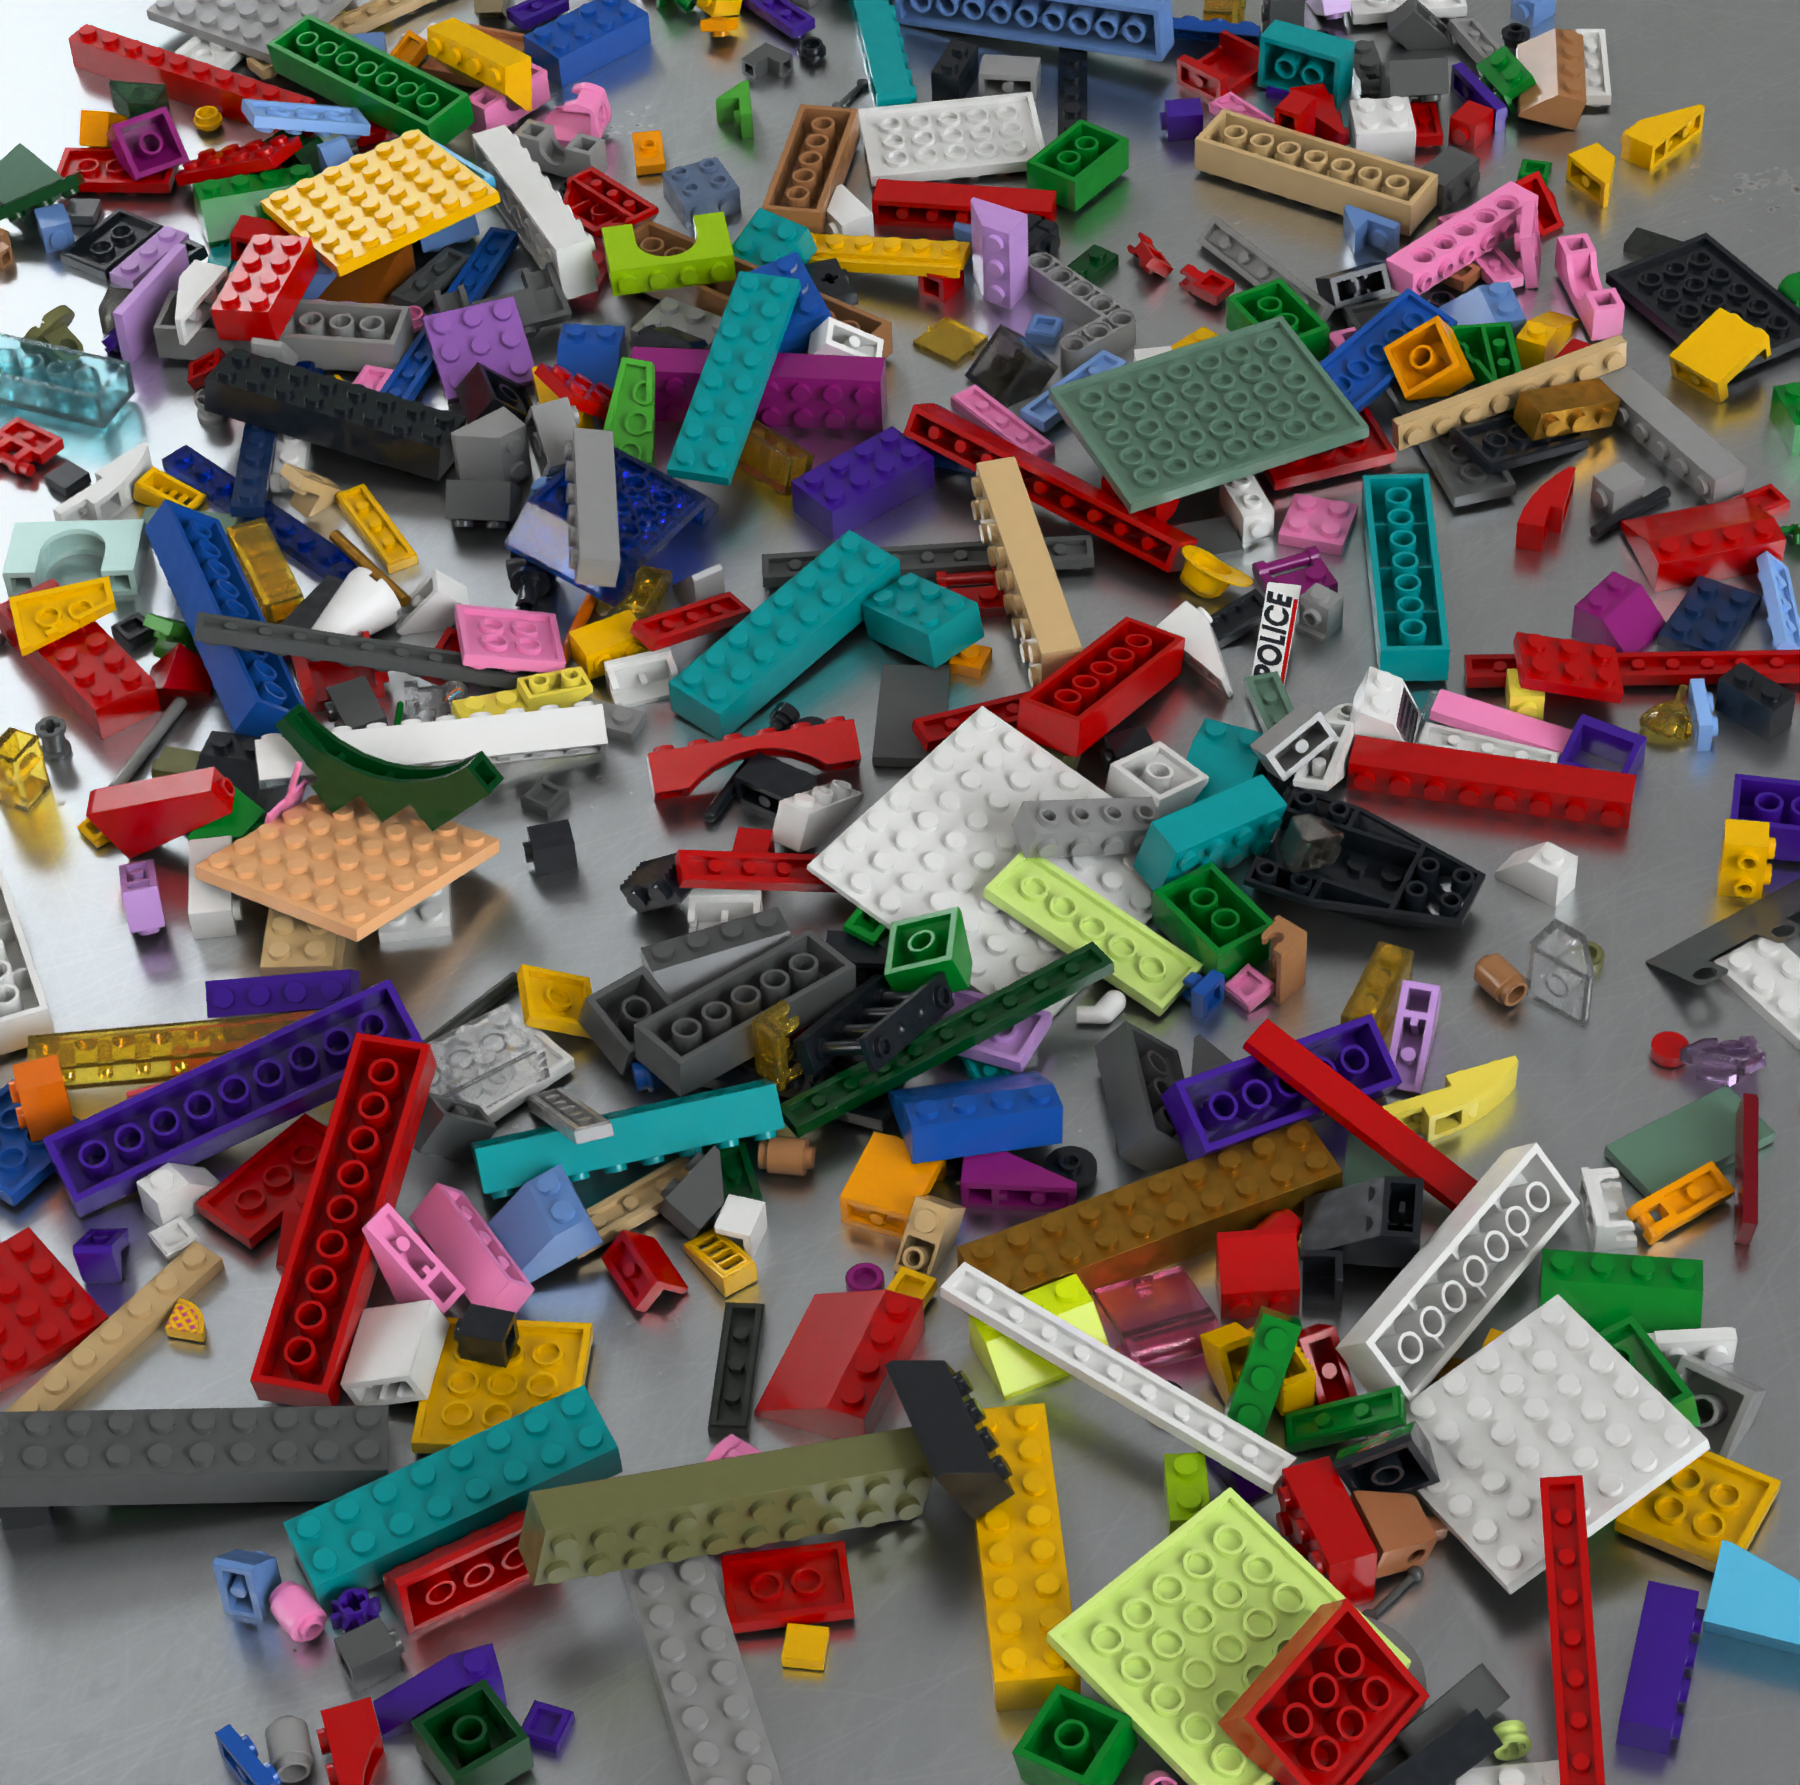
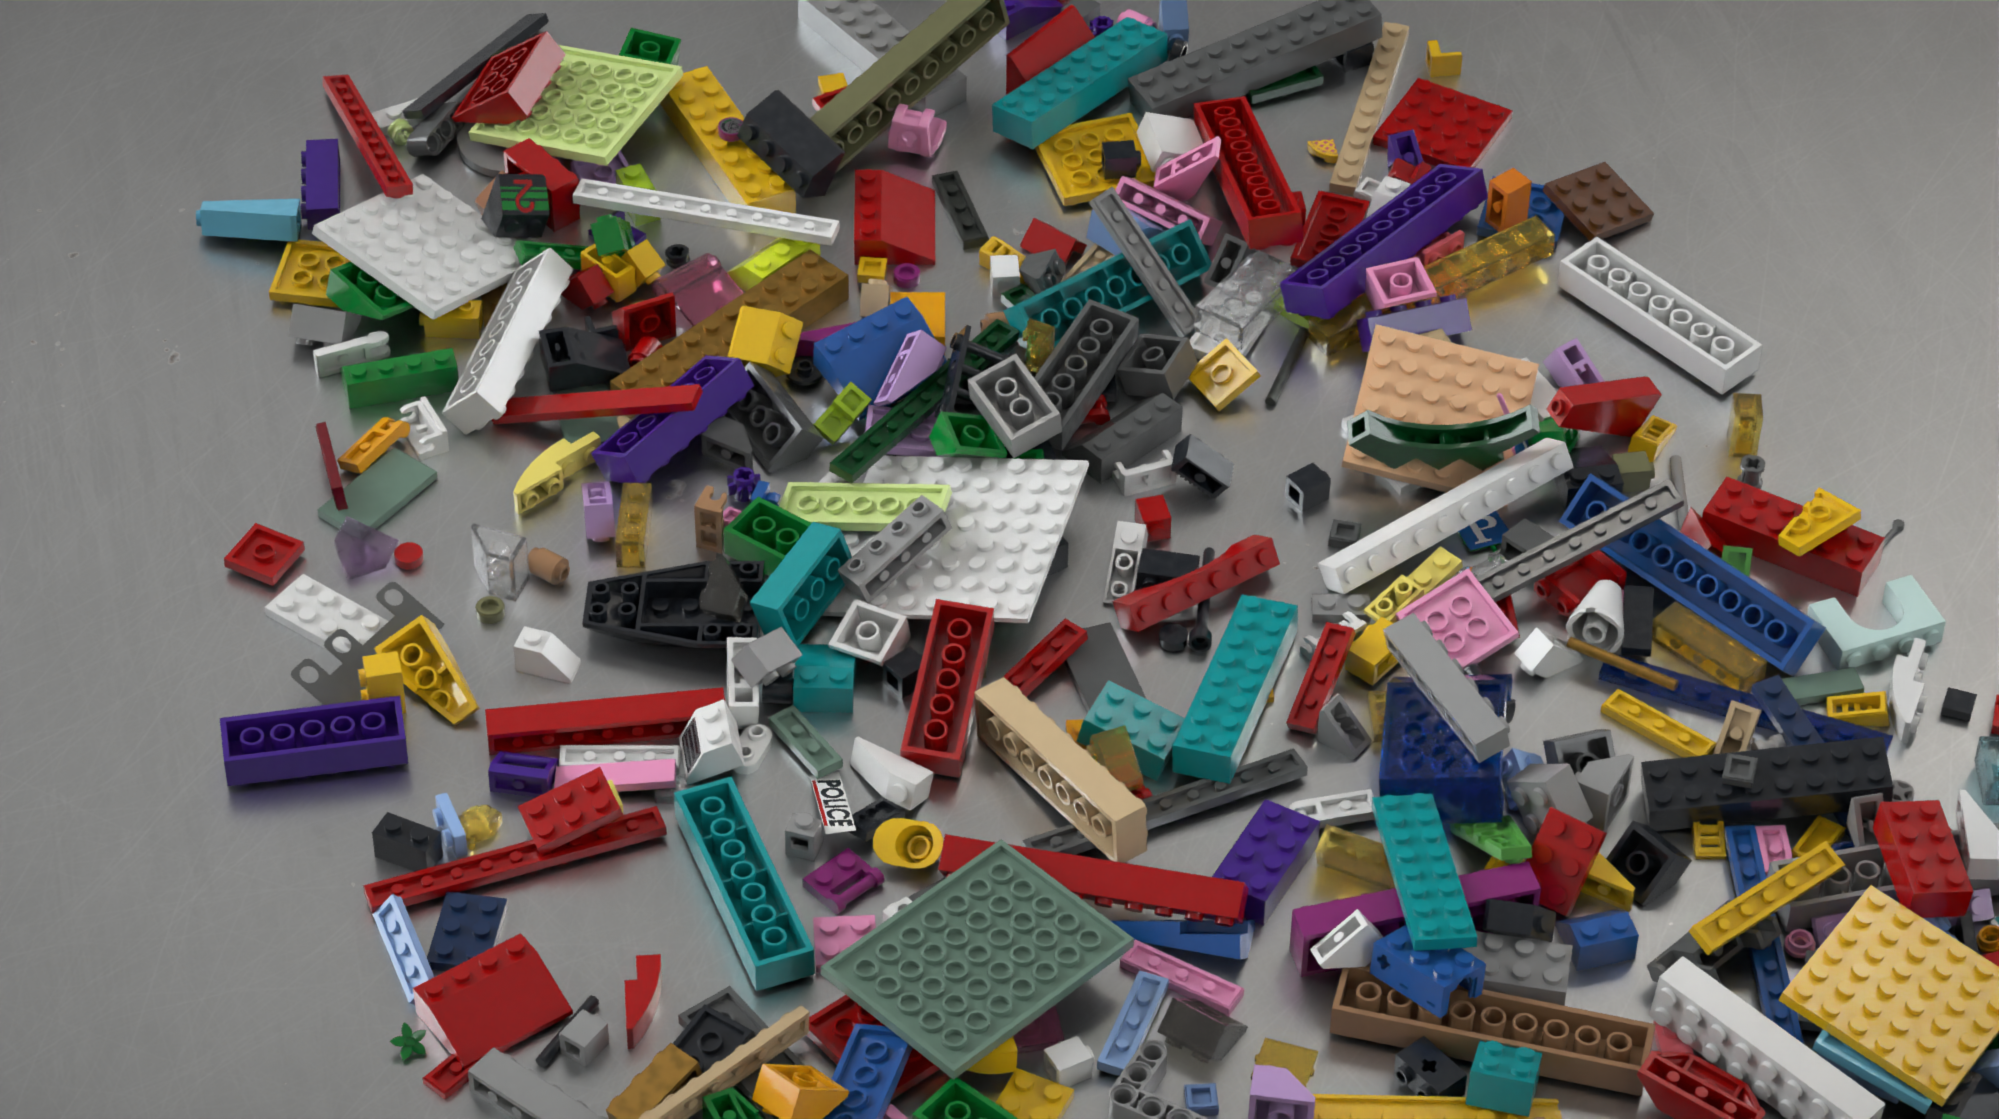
camera: 155 degrees right, 0 degrees up
(121, 1212) = (1407, 172): none -> red panel
(132, 633) = (1778, 583): black tile -> none
(270, 1539) = (1178, 49): none -> black tile
(283, 983) = (1398, 283): none -> bright pink slope
(362, 395) = (1739, 770): none -> dark grey tile
(419, 301) = (1766, 898): none -> yellow plate
(481, 334) = (1691, 897): medium lavender plate -> none
(639, 272) = (1603, 979): lime arch -> none
(747, 871) = (1125, 478): red plate -> none
(760, 521) = (1338, 808): none -> white plate
(860, 933) = (1014, 405): none -> light grey brick
(954, 1057) = (915, 361): none -> lavender slope
(966, 567) = (1117, 754): none -> clear yellow brick
(1015, 1517) = (729, 128): none -> tile
(1058, 1067) = (842, 413): none -> lime slope
(1110, 1164) = (766, 339): none -> yellow slope
(1218, 1021) = (742, 483): none -> dark purple gear
(1617, 615) = (547, 901): magenta slope -> none
(1679, 892) = (431, 669): none -> yellow wedge

